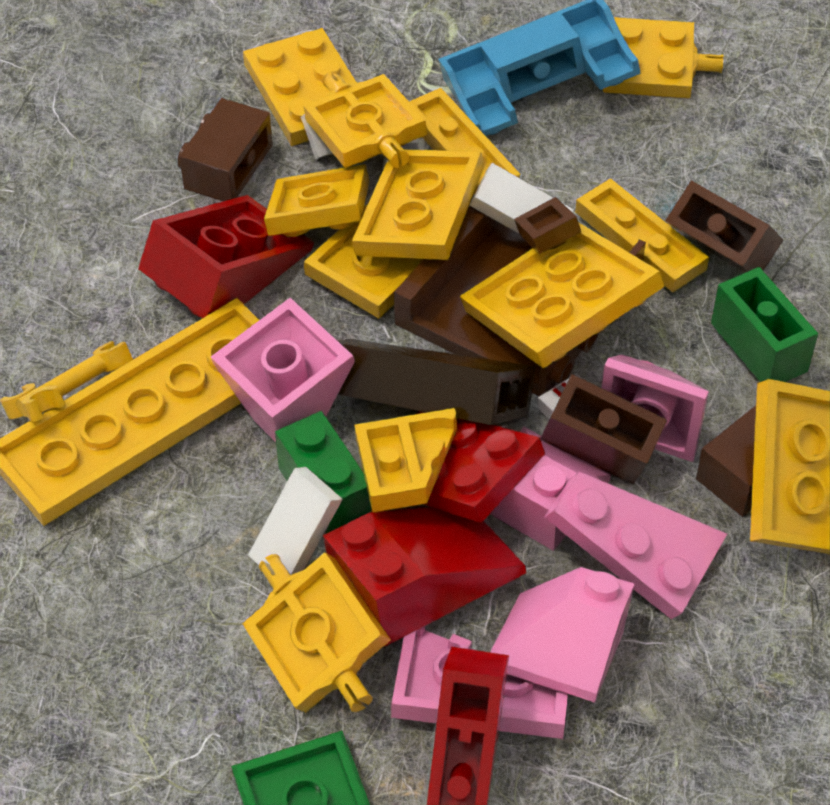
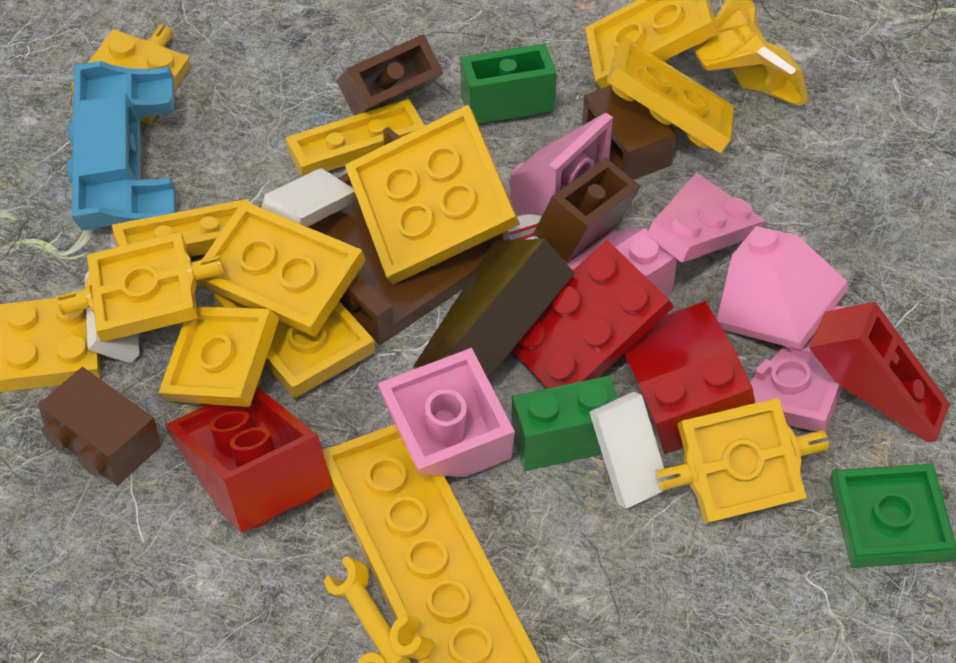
camera: 75 degrees left, 0 degrees up
(404, 456) = (595, 342): yellow wing -> none
(547, 225) = (354, 178): reddish brown plate -> none

